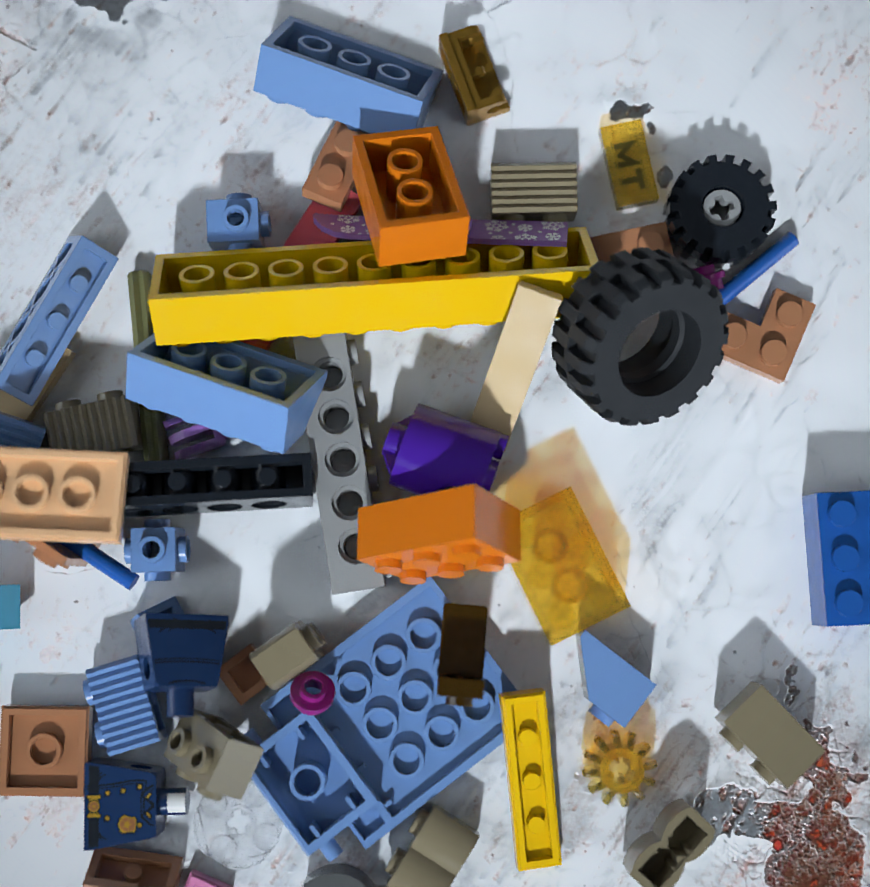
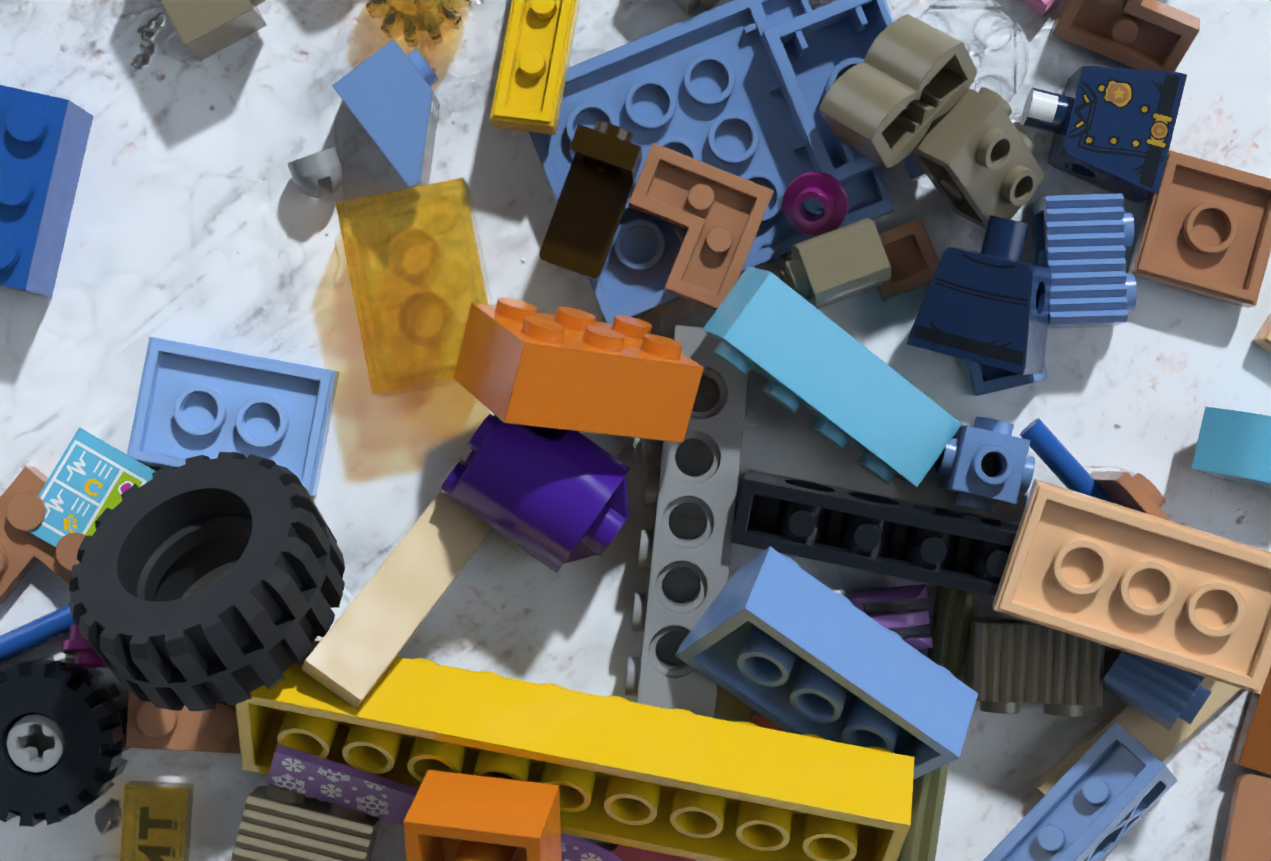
camera: 165 degrees left, 5 degrees up
(273, 579) = (831, 376): none -> medium azure brick
(274, 784) = (898, 90): none -> dark tan brick
(373, 666) = (715, 209): none -> nougat plate
(653, 628) = (316, 166): none -> light grey hinge
(662, 456) = (229, 401): none -> light blue tile
(739, 378) = (85, 484): none -> medium azure sticker

